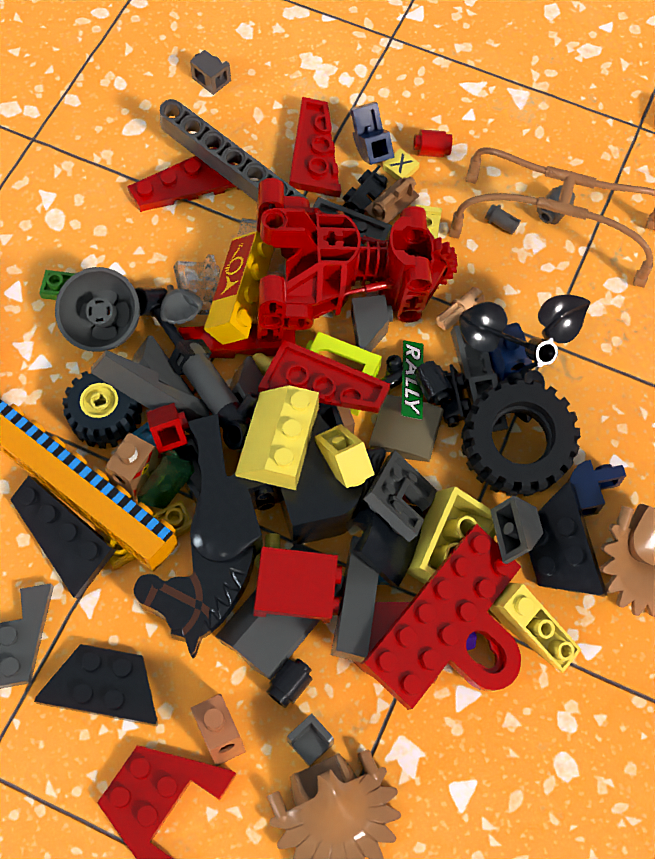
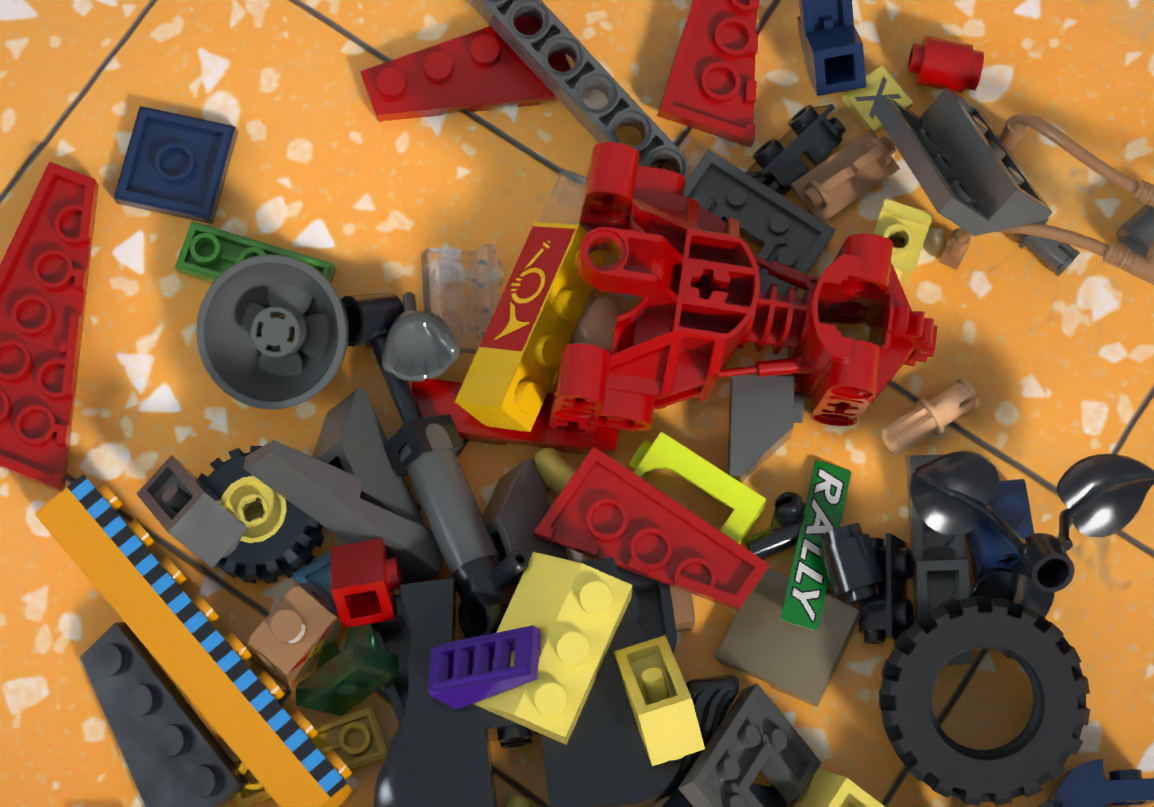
camera: 15 degrees right, 10 degrees up
(33, 245) = (176, 165): none -> dark blue tile
(65, 403) = (192, 512): none -> dark grey slope
(242, 450) = (453, 664): none -> dark purple slope
(454, 177) = (963, 164): none -> dark grey slope

